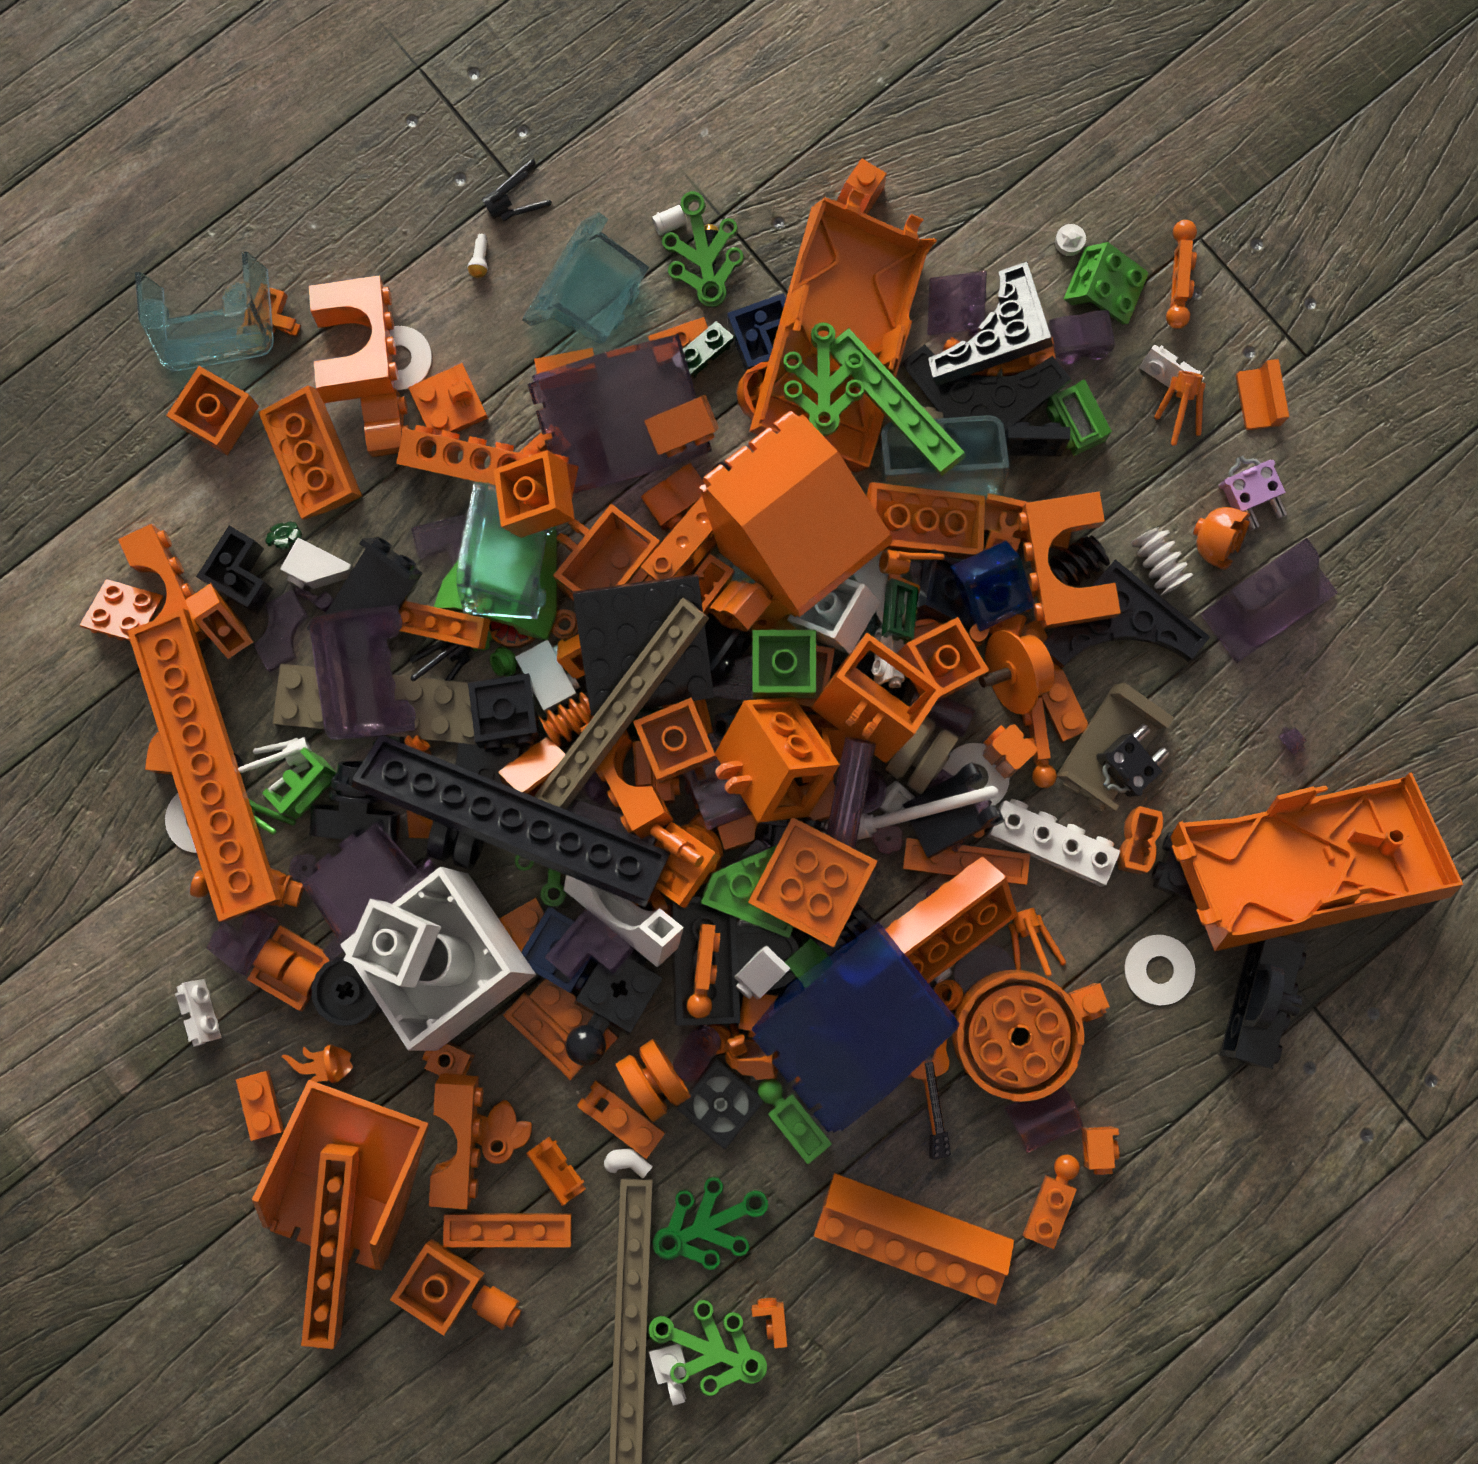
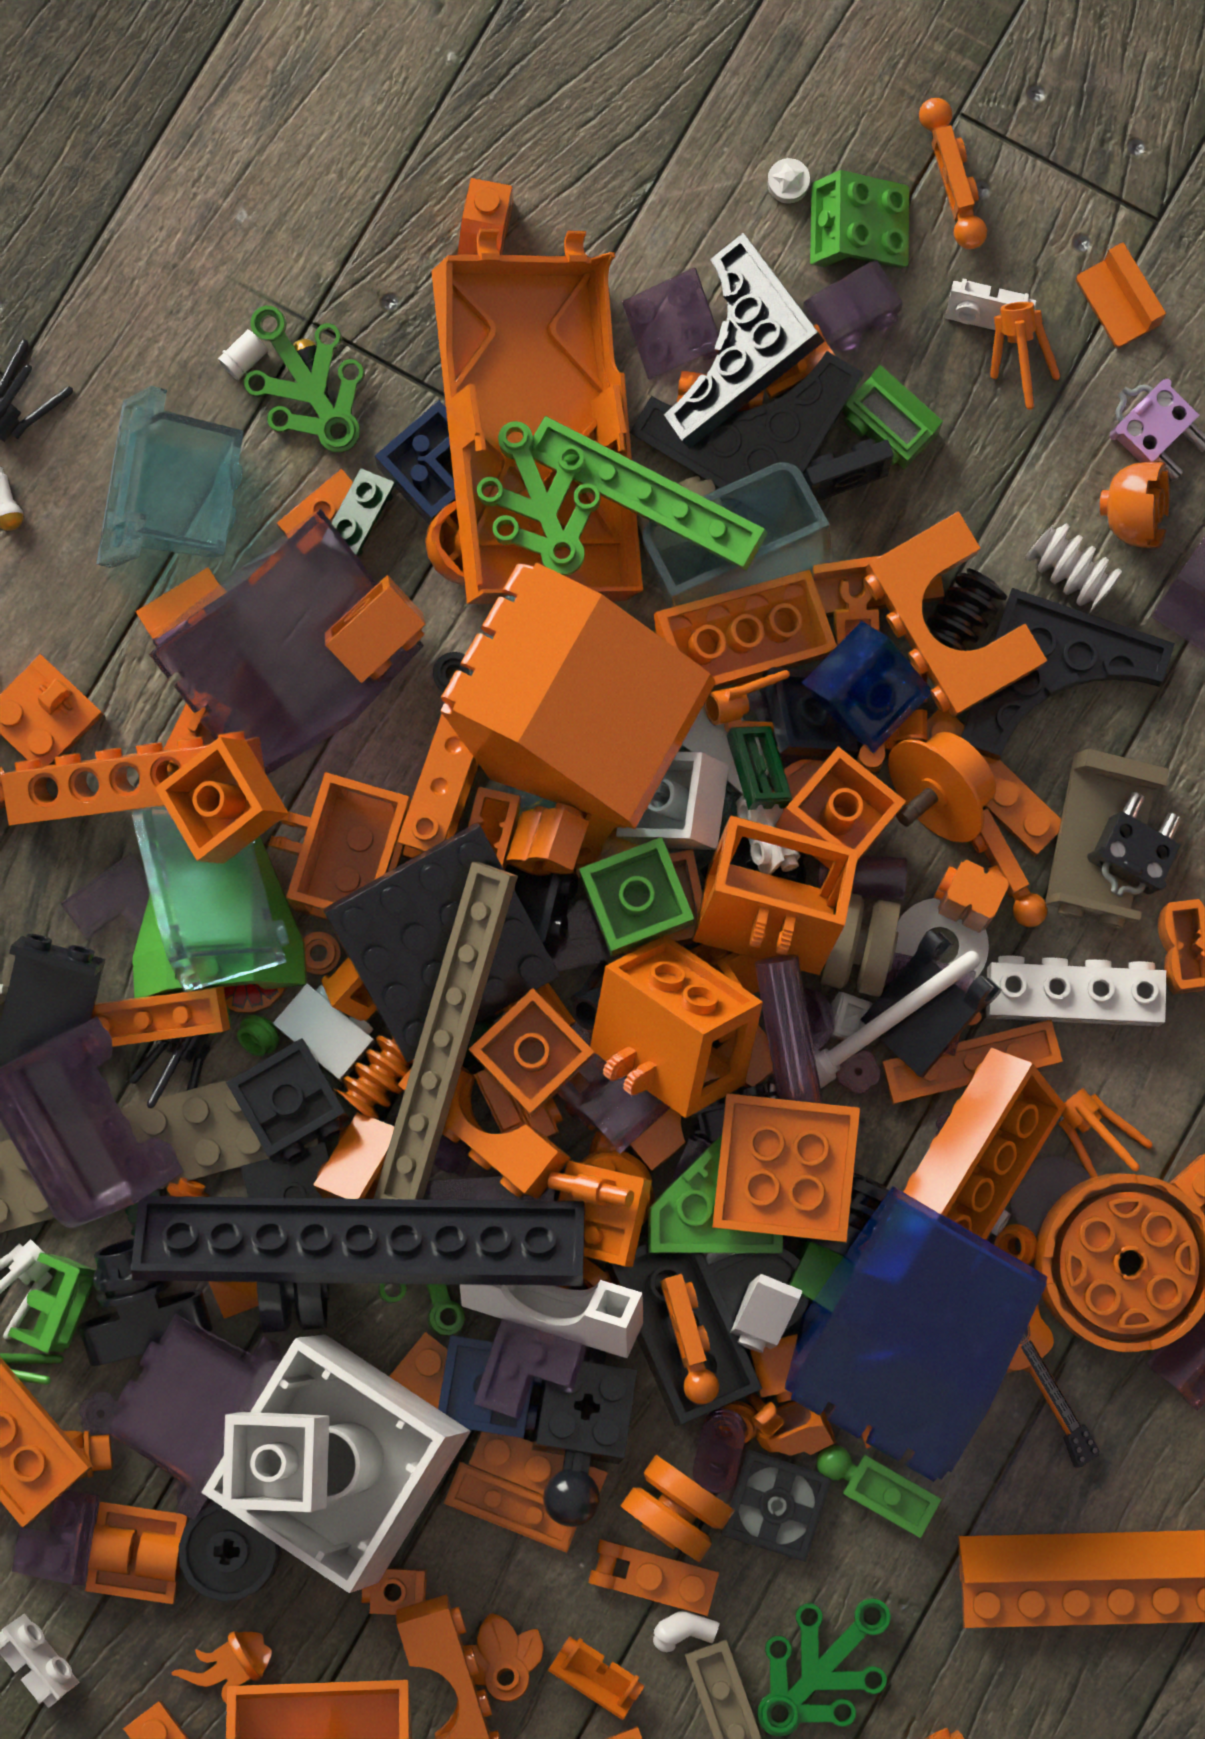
camera: 25 degrees left, 0 degrees up
(674, 496) = (401, 726): orange brick -> none

